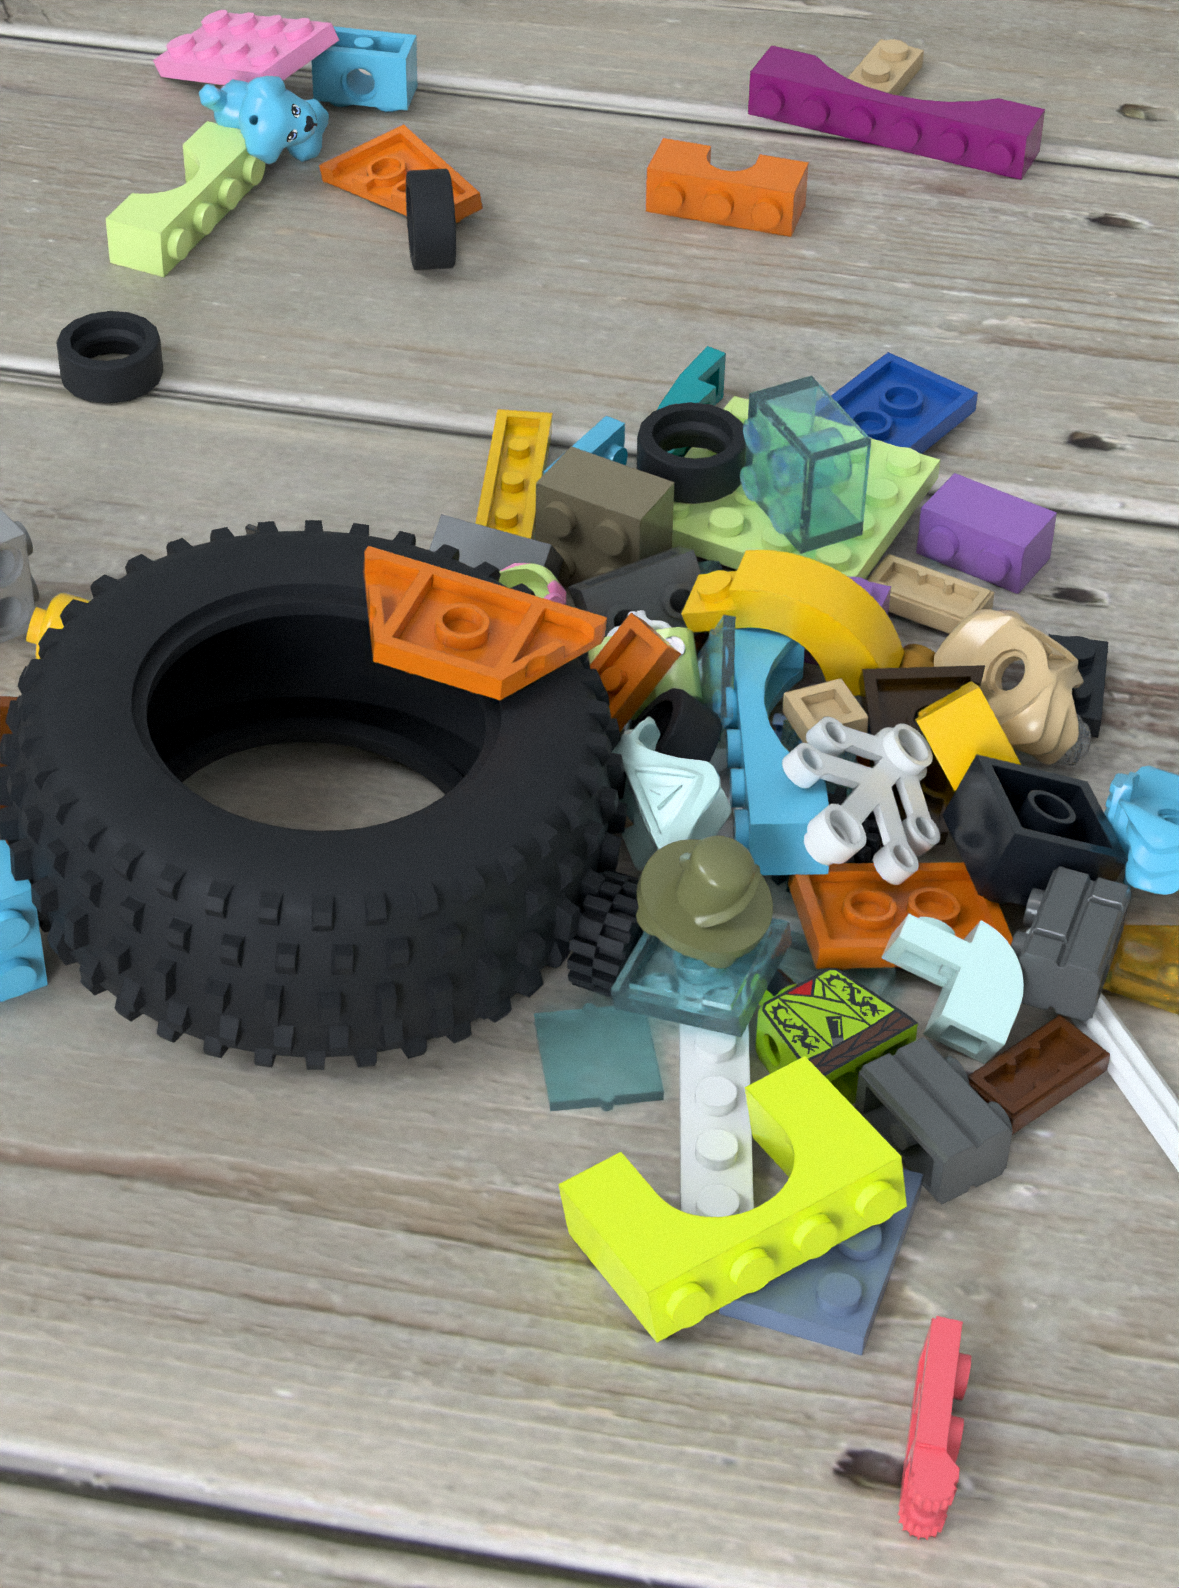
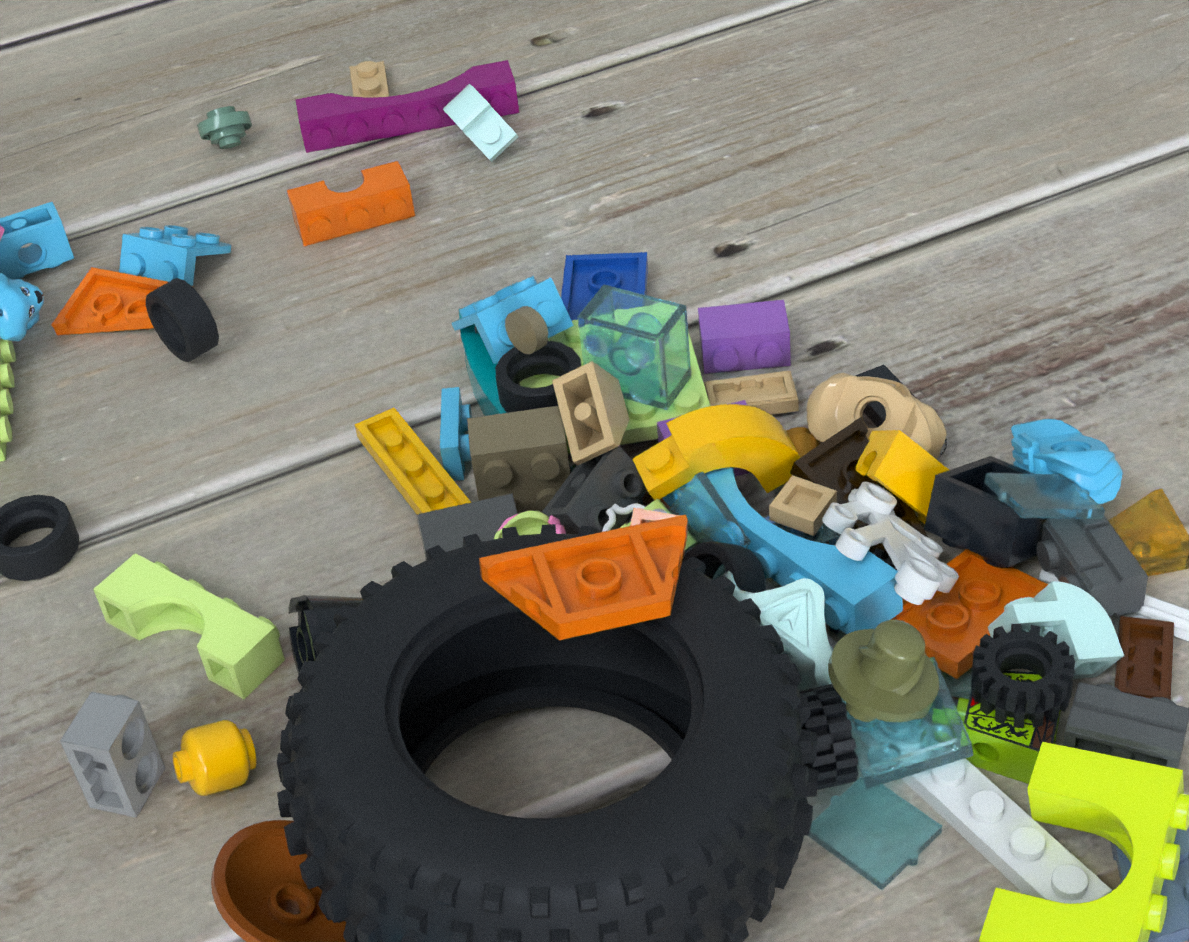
camera: 30 degrees left, 0 degrees up
(158, 472) = (151, 599): none -> yellowish green arch
(483, 145) = (167, 252): none -> medium azure bracket
(679, 42) = (225, 126): none -> sand green plate
(700, 503) = (591, 411): none -> tan slope
(707, 387) = (526, 329): none -> dark tan tile
(728, 375) = (492, 311): none -> medium azure bracket
(855, 1017) = (1018, 698): none -> black tyre
(945, 163) = (480, 122): none -> light aqua brick
(1068, 838) = (1044, 496): none -> clear light blue piece

